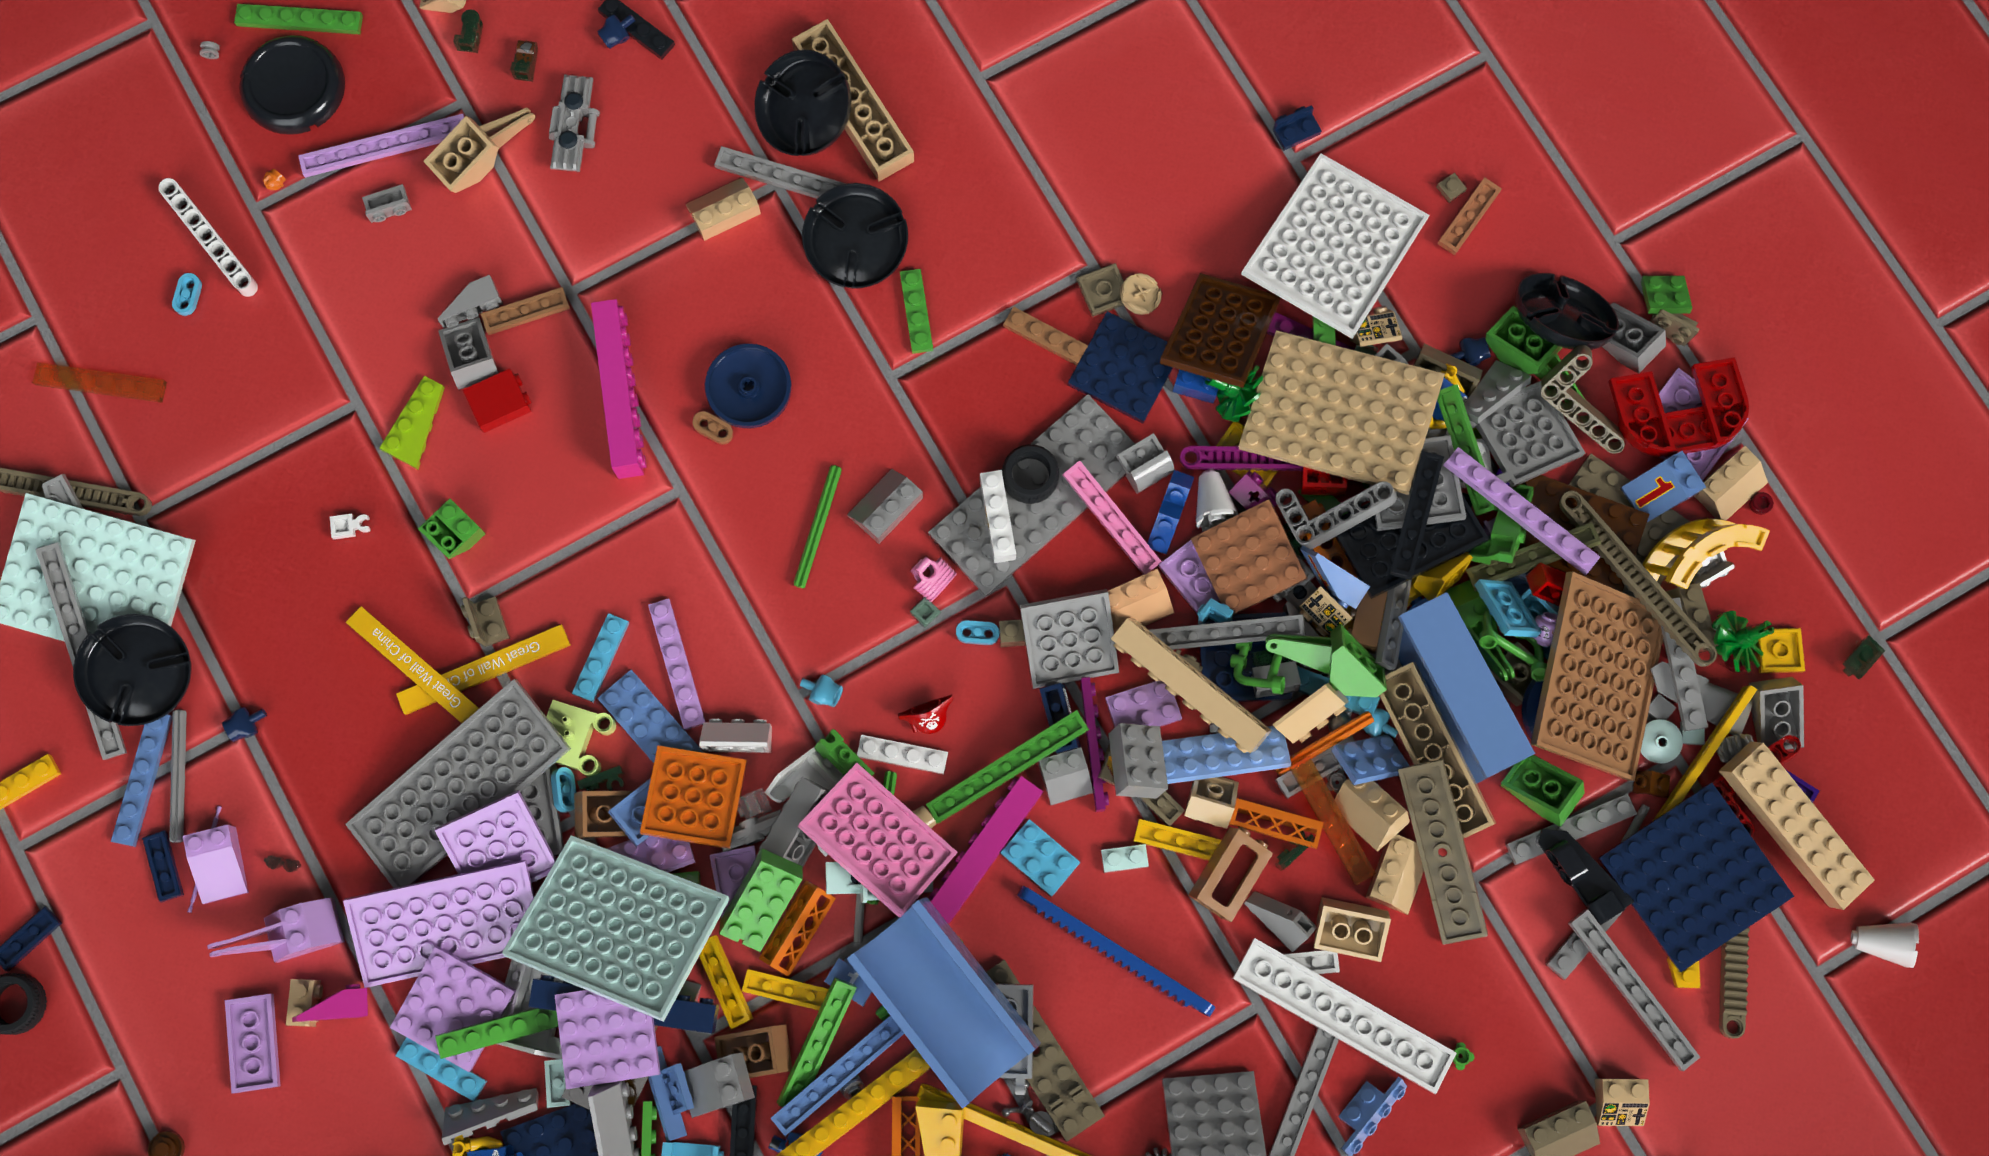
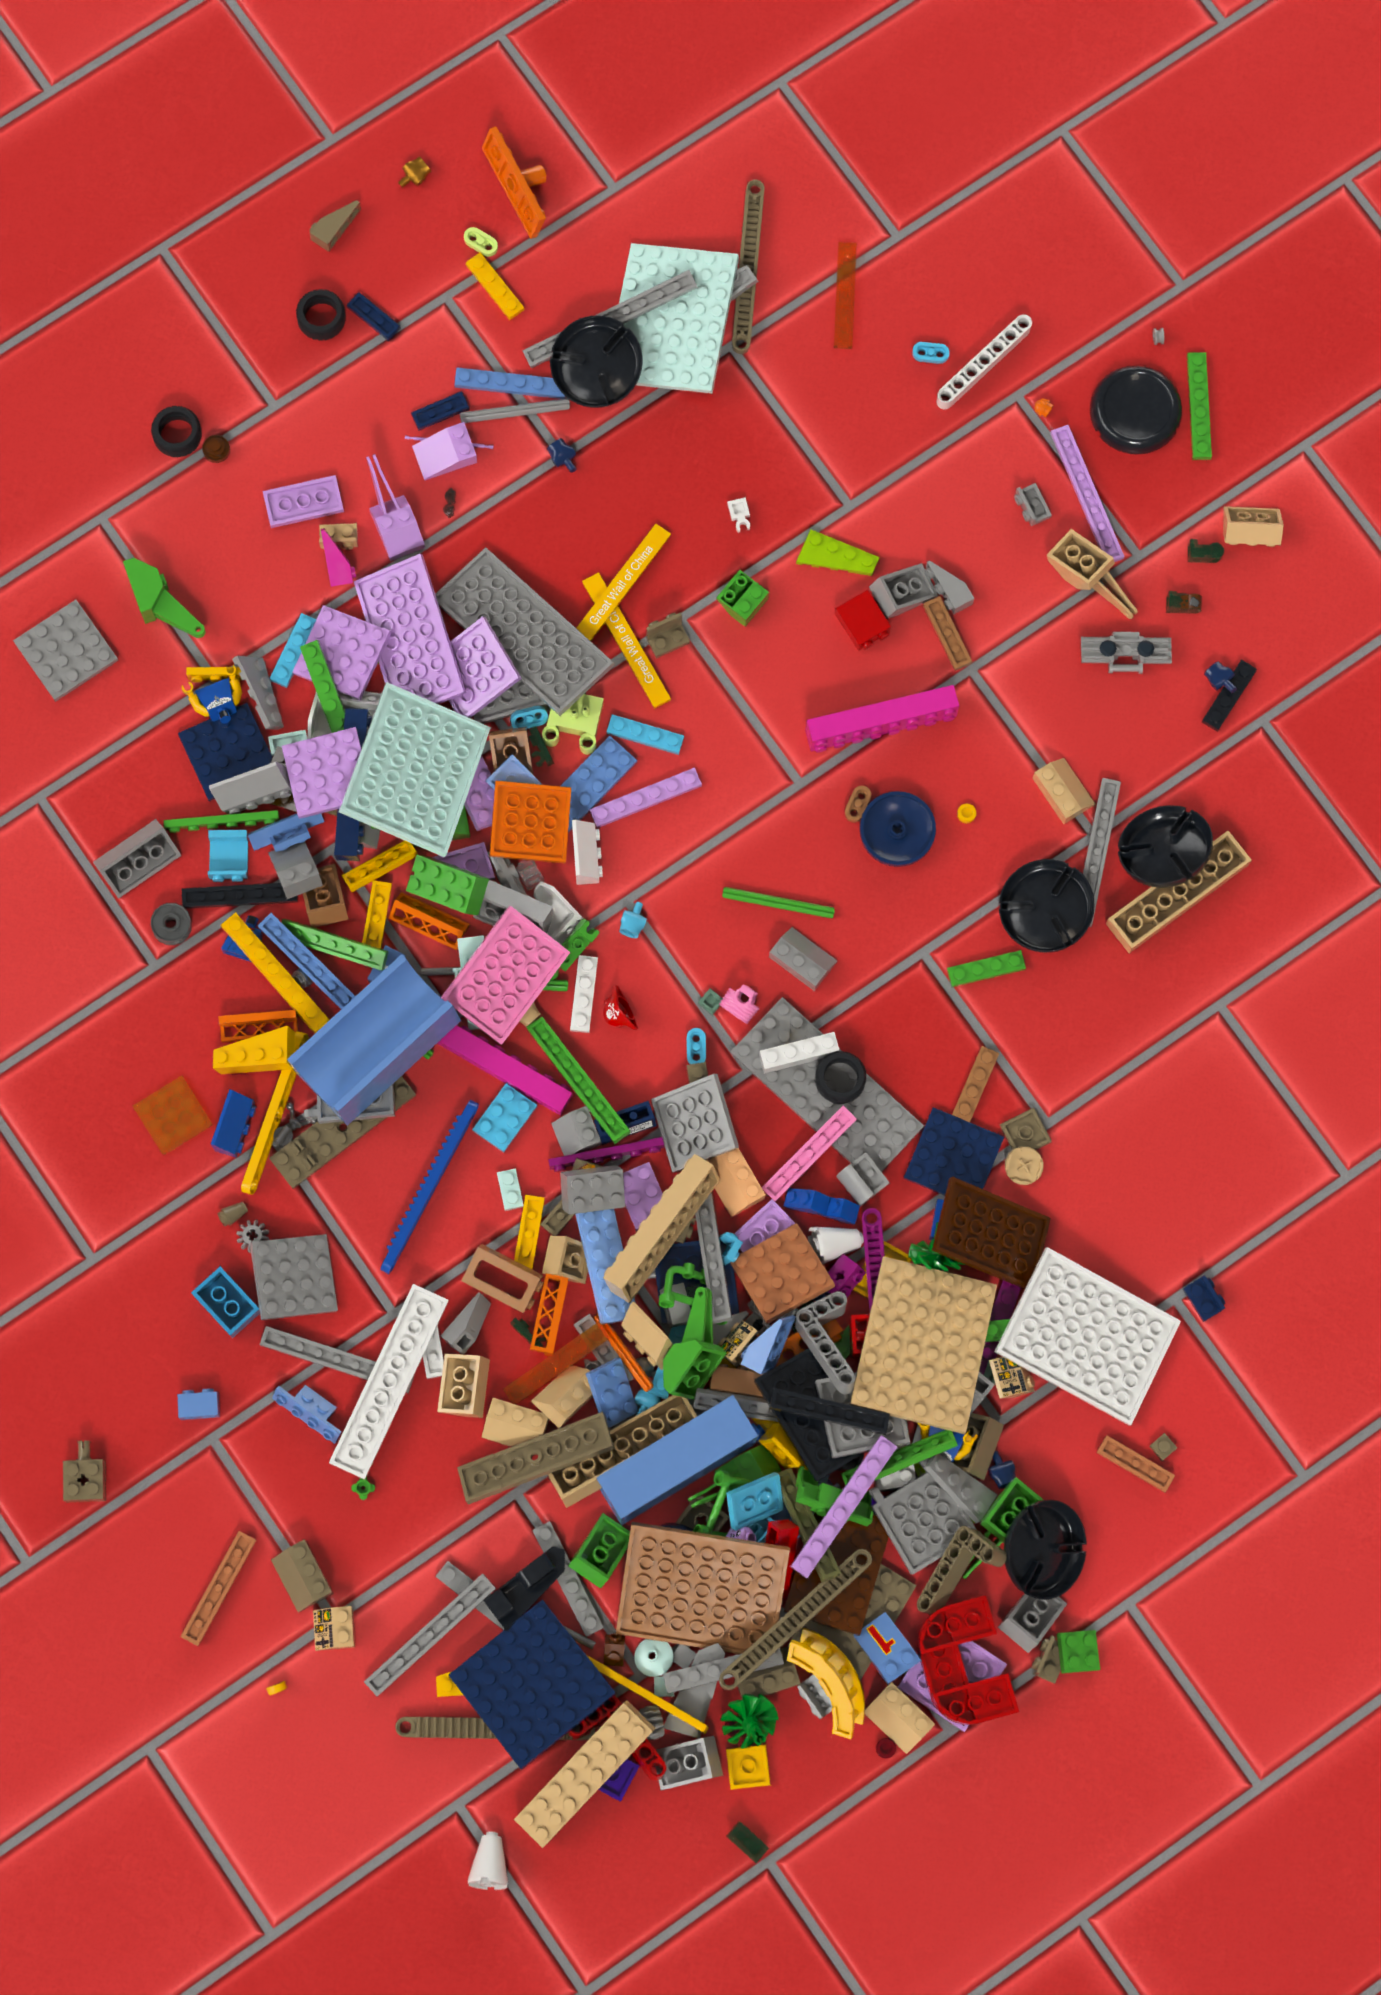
camera: 85 degrees right, 0 degrees up
(736, 313) = (966, 813): none -> yellow tile

